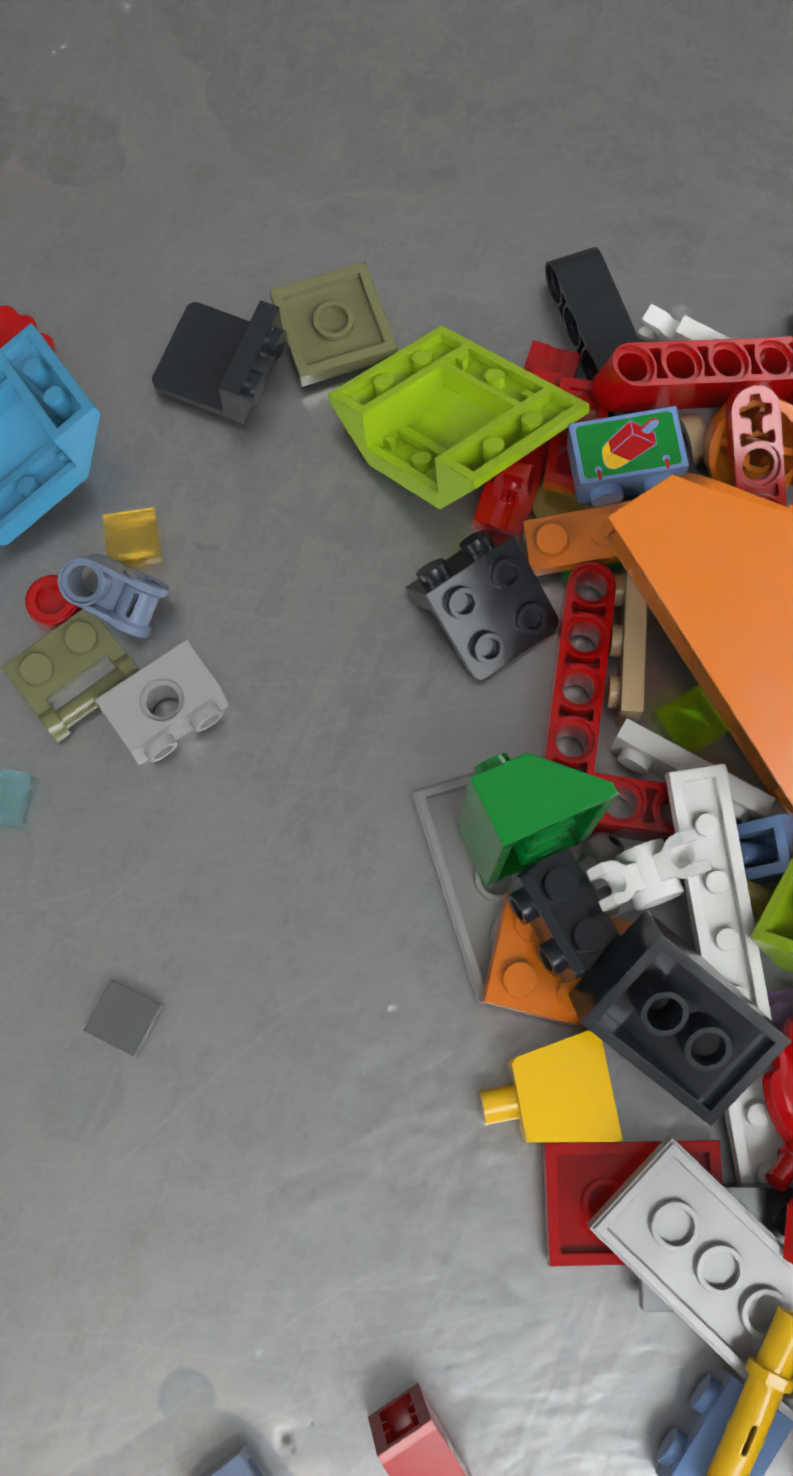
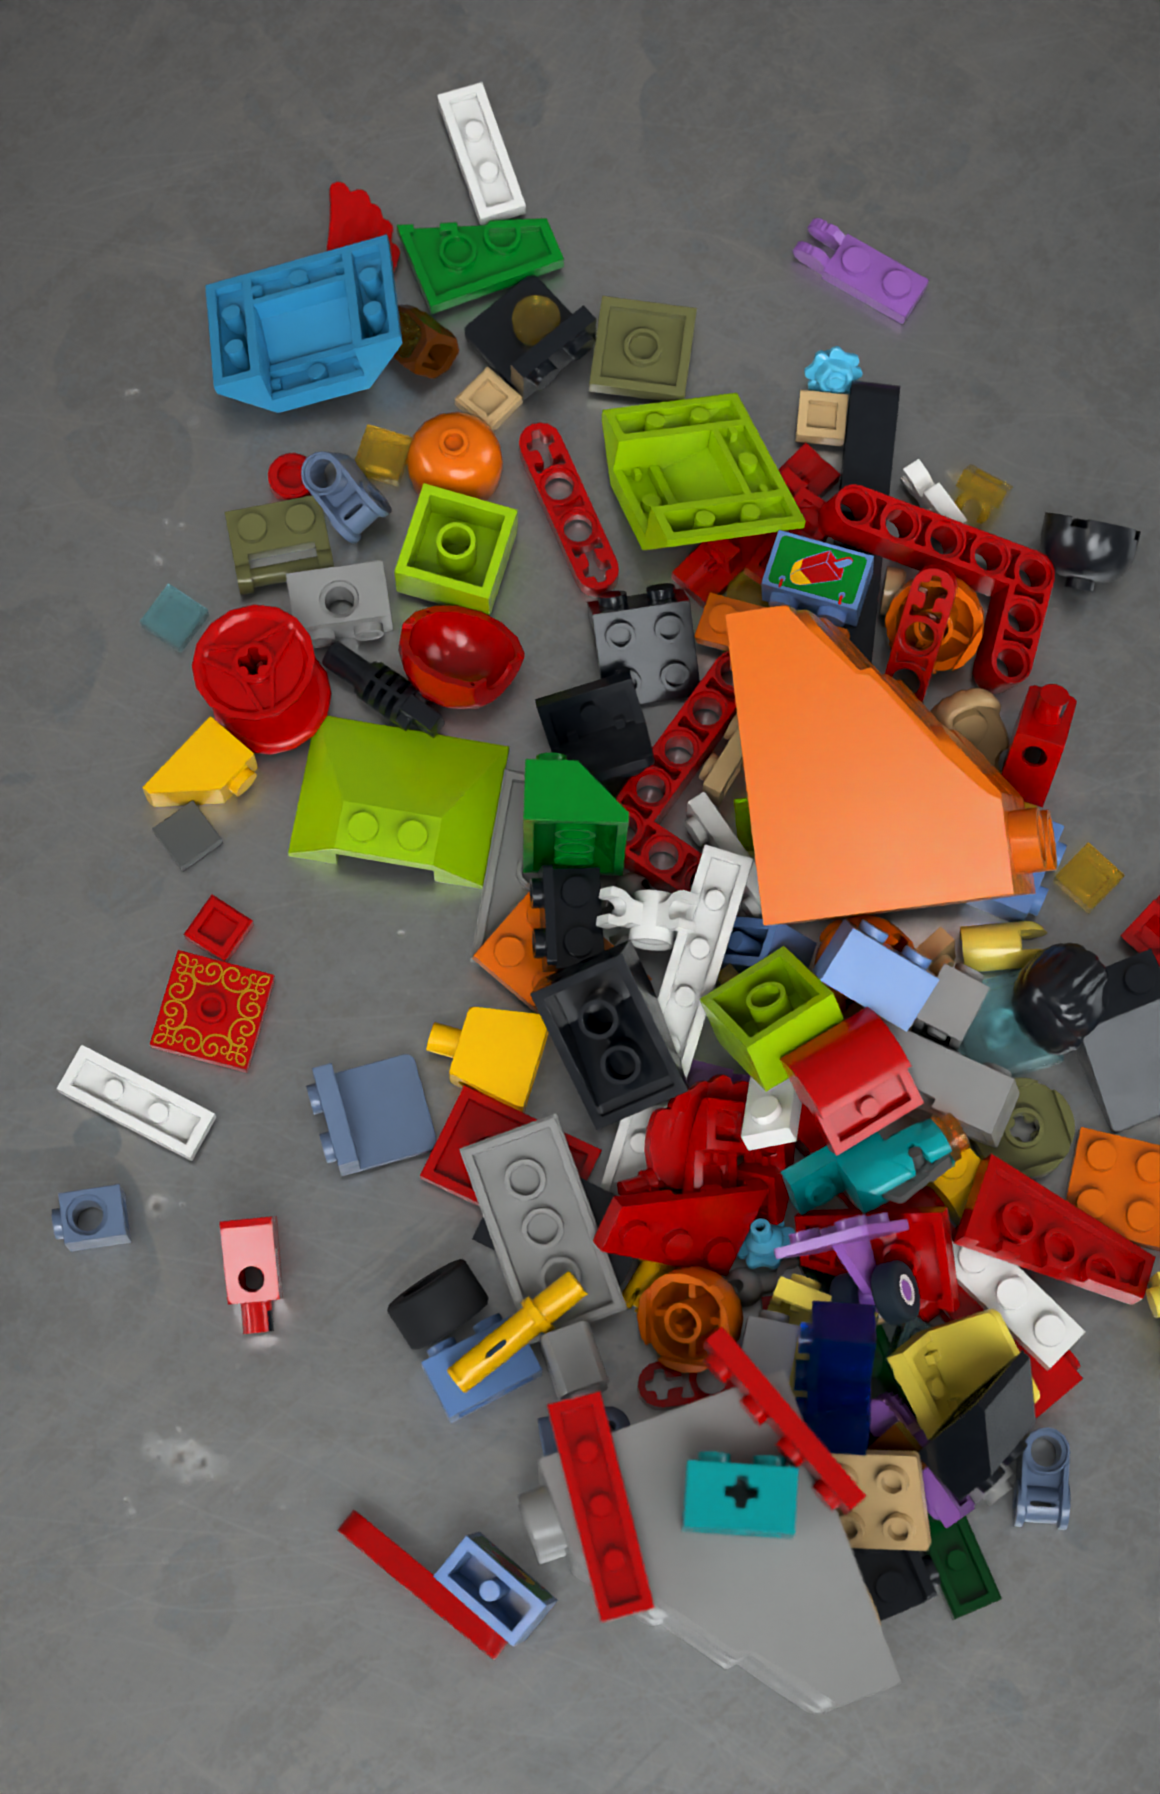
camera: 25 degrees right, 0 degrees up
(85, 213) = (481, 154): none -> white plate
(107, 942) = (204, 770): none -> yellow slope
(121, 819) = (262, 678): none -> red piece
(126, 412) = (427, 345): none -> reddish brown rock
(129, 315) = (474, 261): none -> green wing
(204, 1101) = (218, 929): none -> red tile
(206, 511) = (456, 455): none -> orange cylinder
(209, 440) = (489, 399): none -> tan tile
(209, 1340) = (136, 1102): none -> white plate
(216, 340) = (534, 319): none -> clear yellow tile
(241, 1194) = (212, 1011): none -> red plate
(252, 769) = (383, 690): none -> black hinge
(254, 595) = (456, 549): none -> lime brick
(311, 700) = (459, 656): none -> red cylinder
(321, 874) = (399, 799): none -> lime slope
(345, 502) = (563, 511): none -> red beam
(465, 1223) = (372, 1113): none -> sand blue bracket
(490, 707) = (599, 726): none -> black bracket
(495, 164) = (862, 271): none -> medium lavender hinge
(524, 263) = (833, 371): none -> medium azure plant
(535, 310) = (821, 418): none -> tan plate
(645, 1404) = (438, 1304): none -> black tyre
(722, 307) = (984, 488): none -> clear yellow tile

